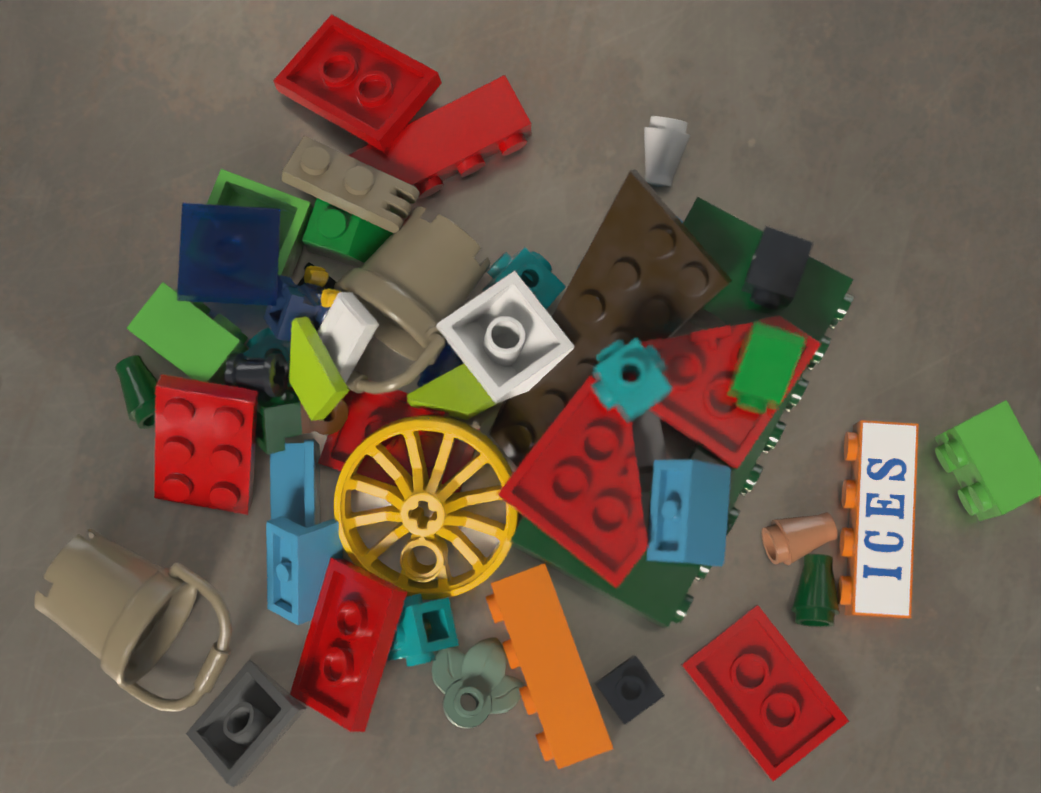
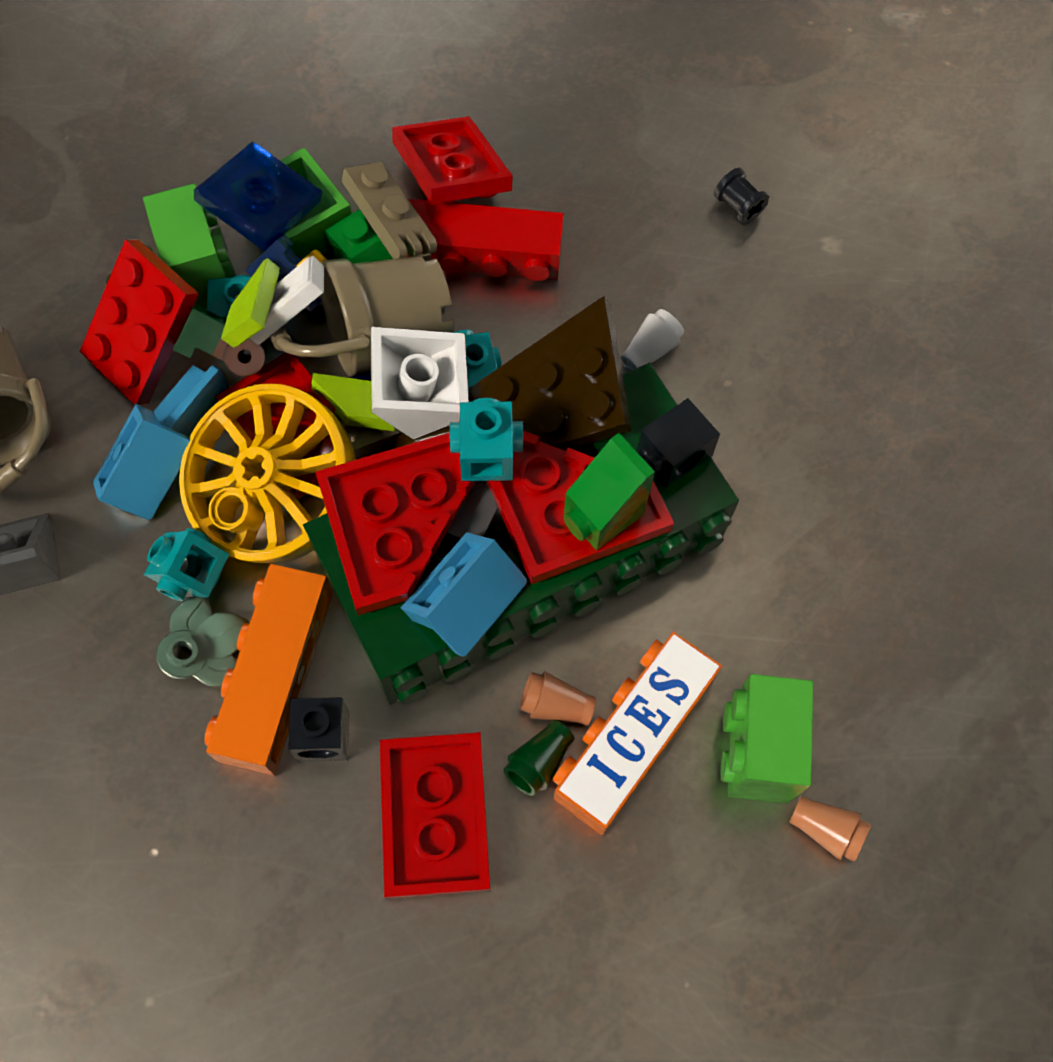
camera: 30 degrees right, 15 degrees down
(258, 374) = (214, 289): black bush -> none
(348, 644) = (120, 538): red plate -> none

